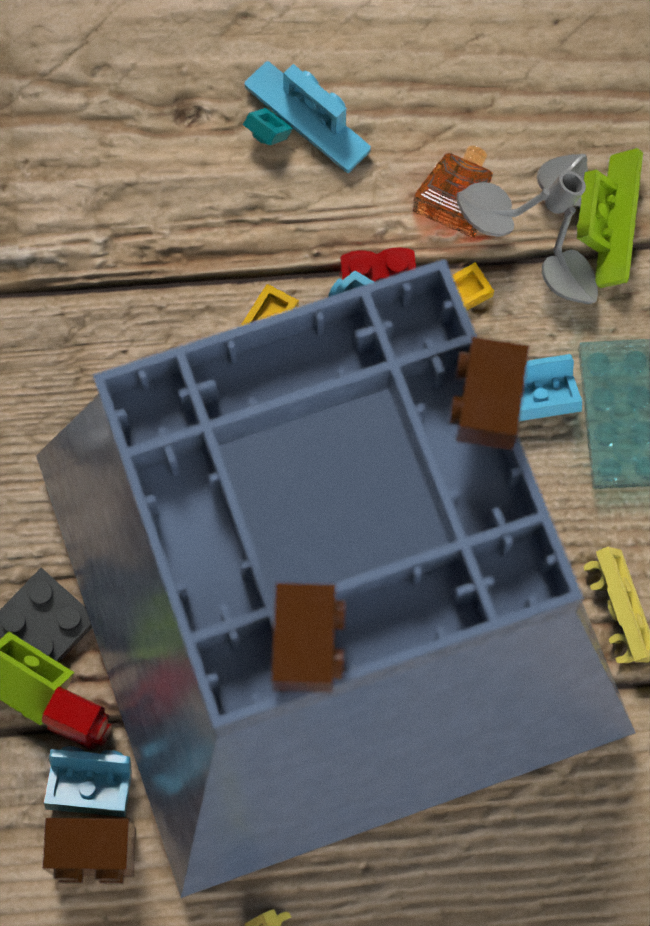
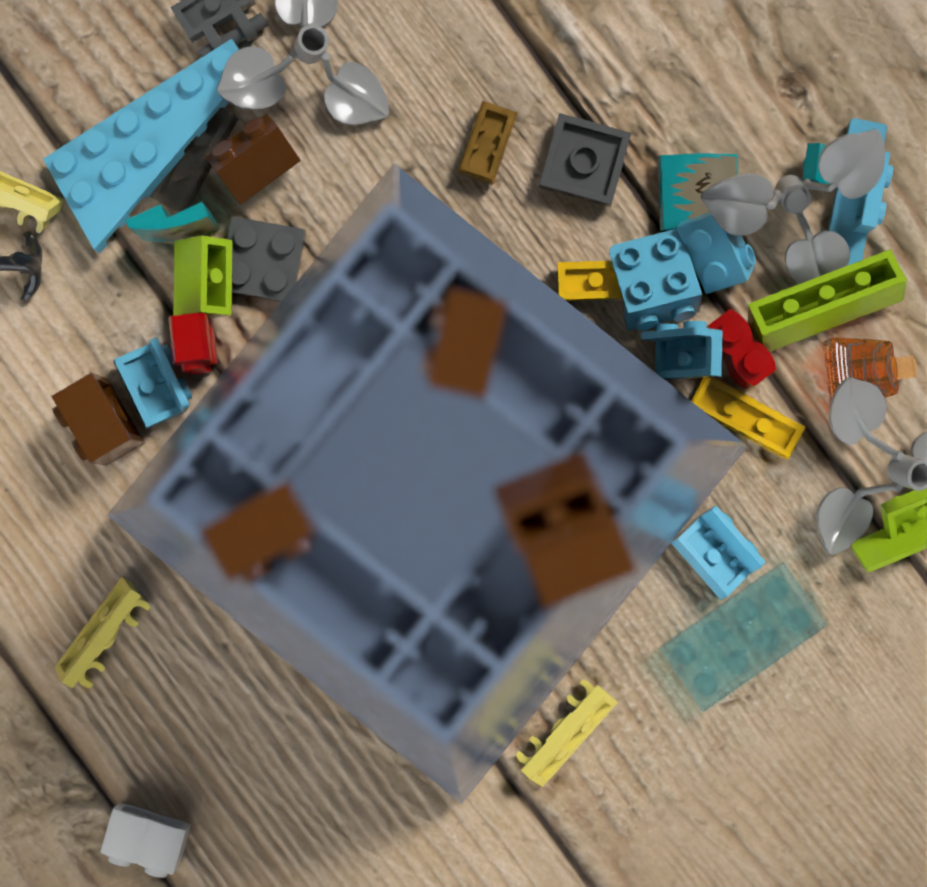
camera: 60 degrees right, 15 degrees up
(68, 370) = (487, 142): none -> pearl gold plate
(138, 303) = (584, 160): none -> dark grey plate
(226, 231) = (684, 179): none -> slope
(254, 377) = (465, 345): none -> reddish brown brick
(257, 191) = (848, 163): none -> light grey plant
(270, 290) = (655, 280): none -> medium azure bracket
(283, 242) = (716, 254): none -> medium azure bracket
(382, 180) = (827, 301): none -> lime brick
(429, 381) = (551, 501): none -> reddish brown brick

